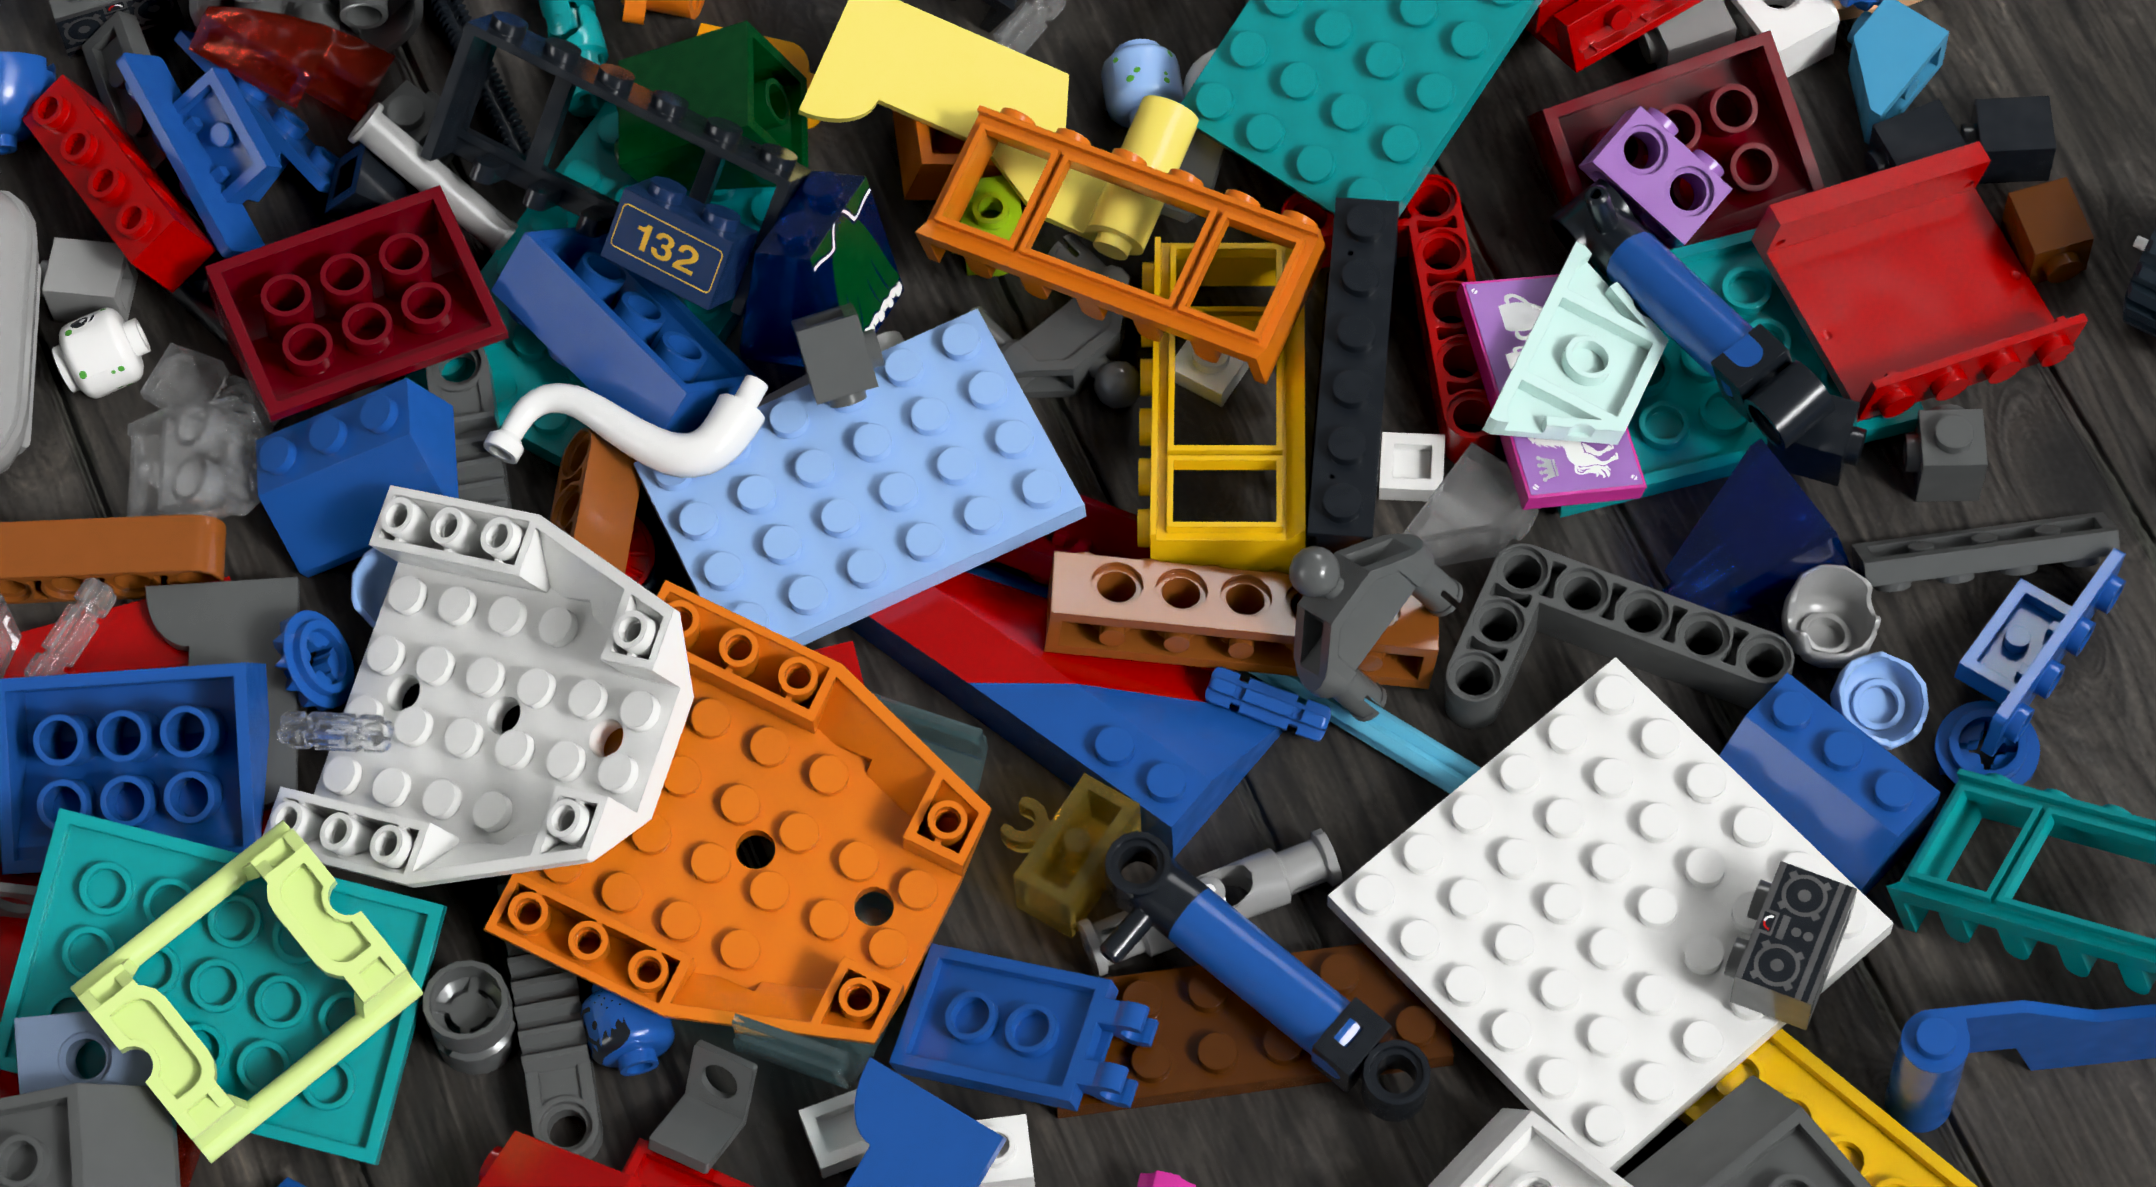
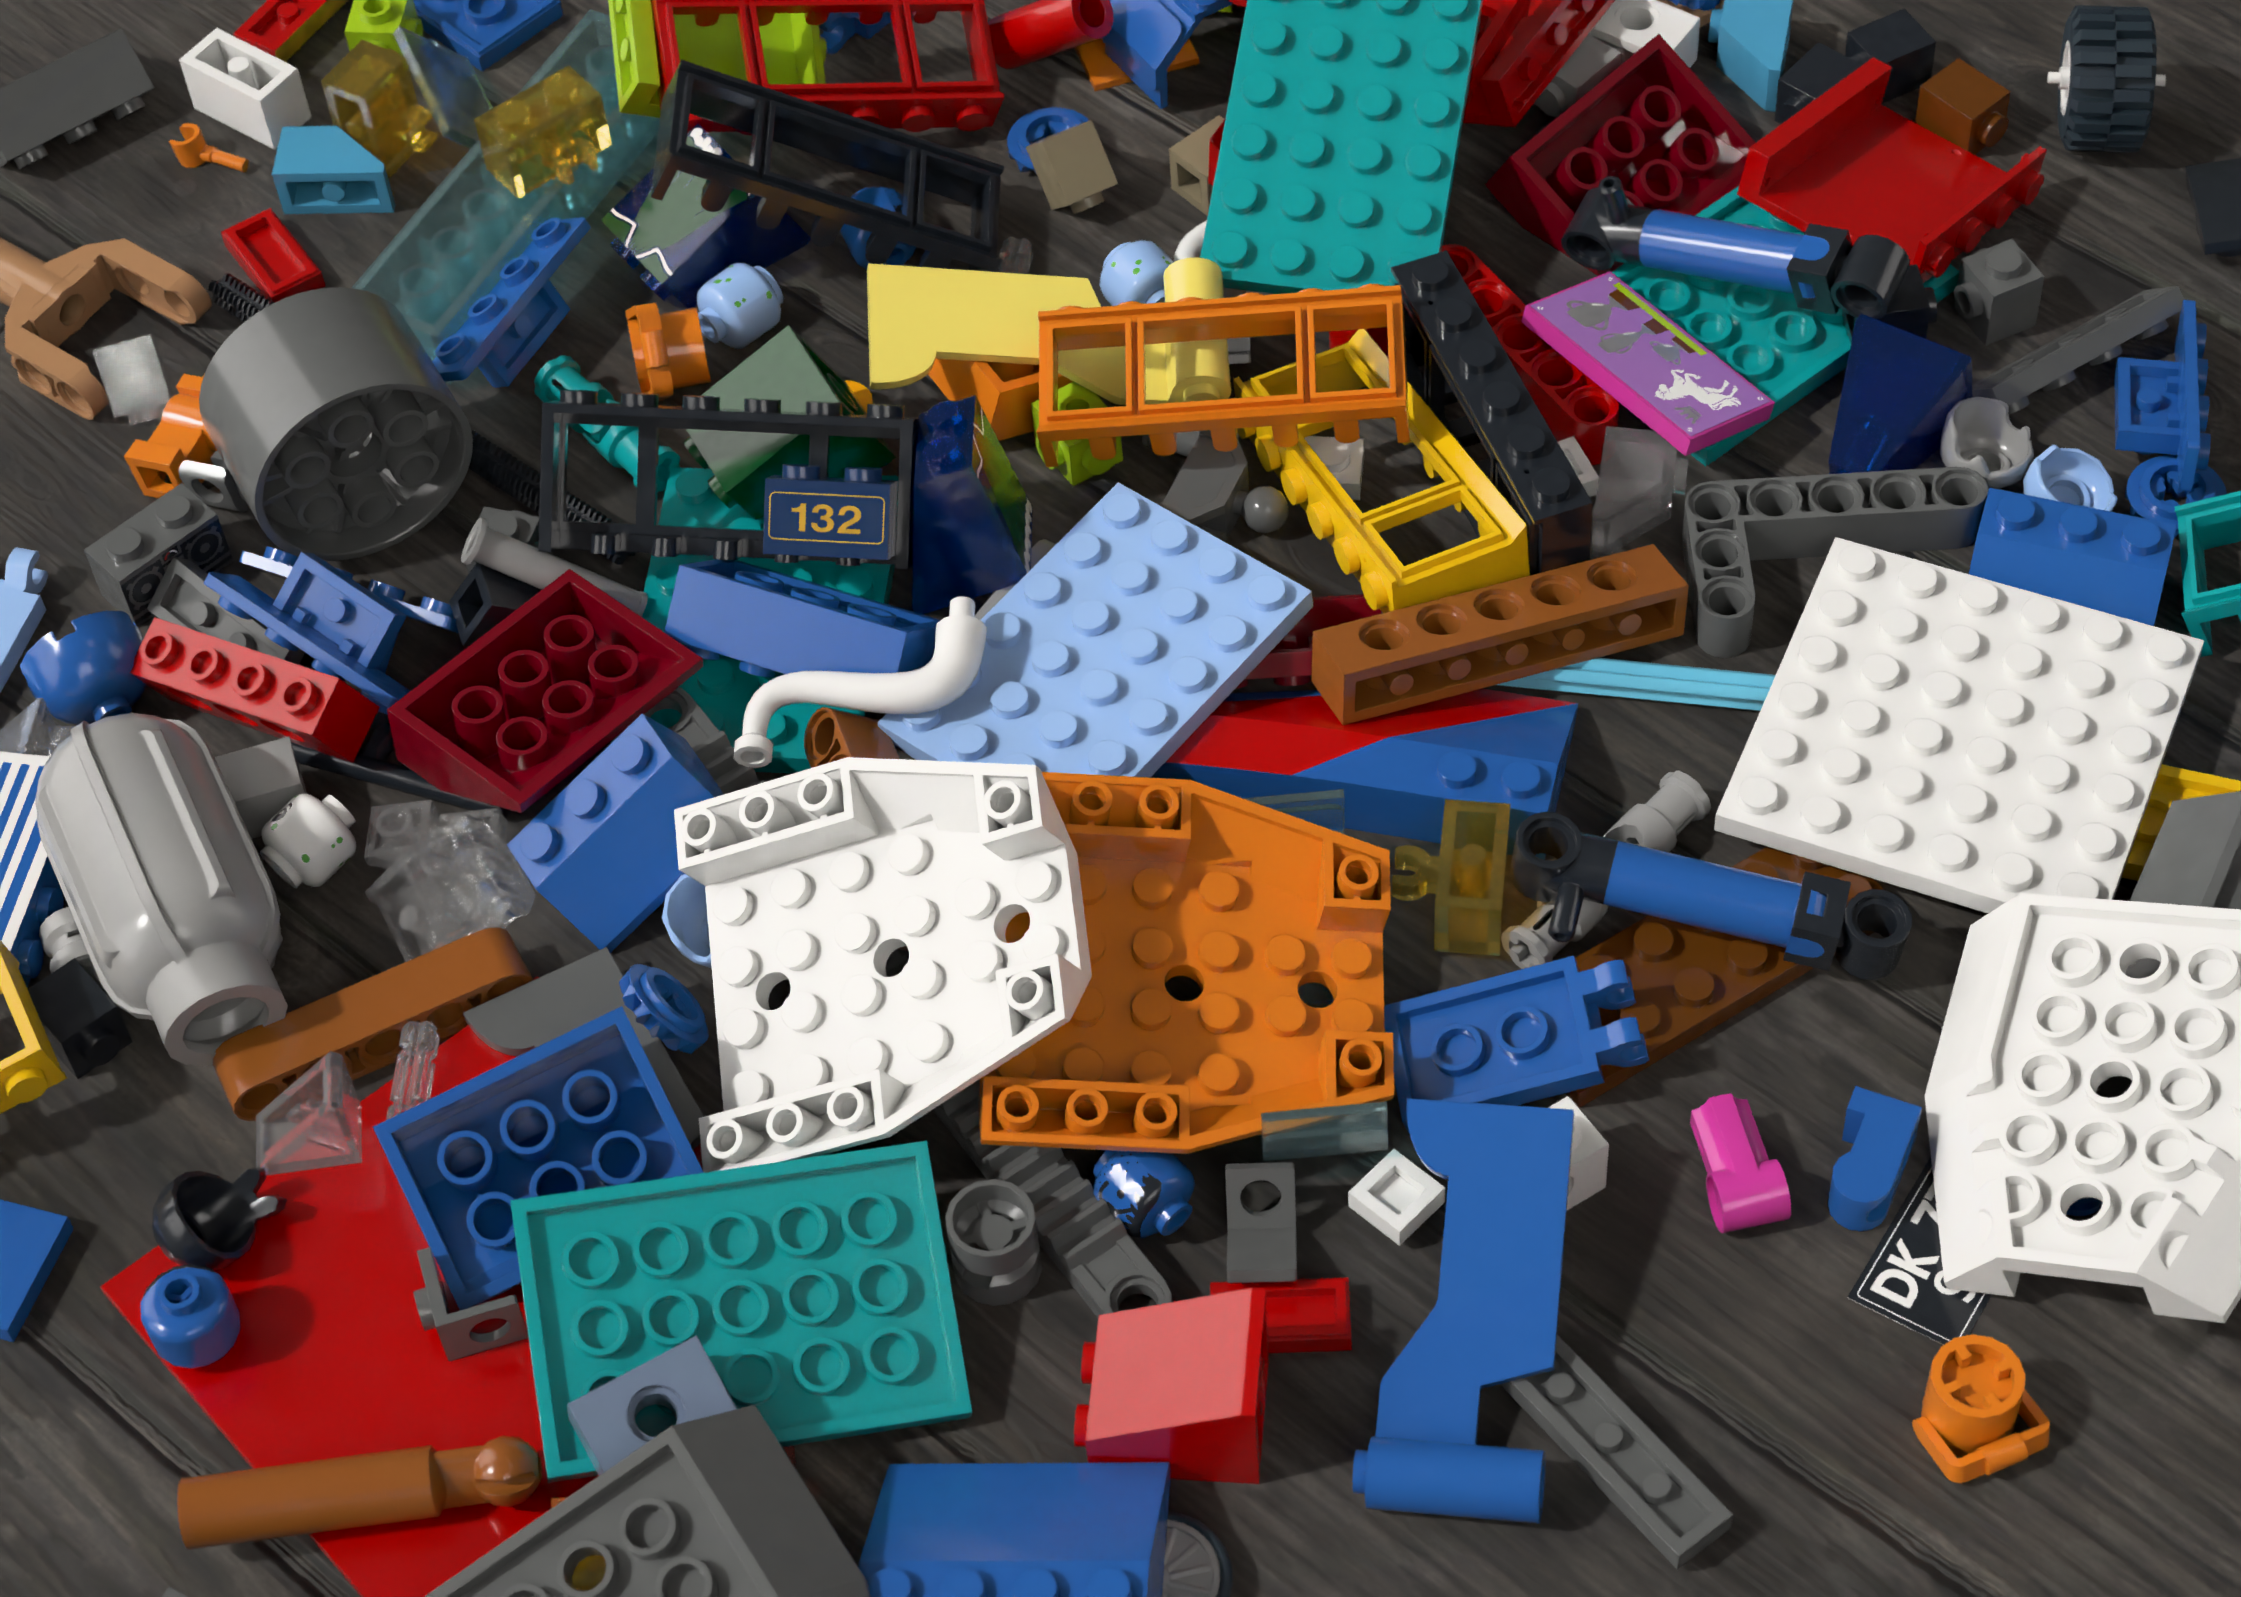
camera: 25 degrees left, 10 degrees down
(182, 1065) = (762, 1369): yellowish green piece -> none
(293, 57) = (366, 529): clear red slope -> none
(335, 731) = (726, 1049): clear axle -> none
(838, 355) = (1028, 549): dark grey brick -> none
(1268, 704) = (1558, 695): blue axle -> none
(1350, 605) = (1606, 569): dark grey connector -> none
(1580, 362) = (1665, 324): light aqua wing -> none
(1648, 188) = (1636, 161): medium lavender brick -> none
(1791, 945) = (2146, 678): brick -> none

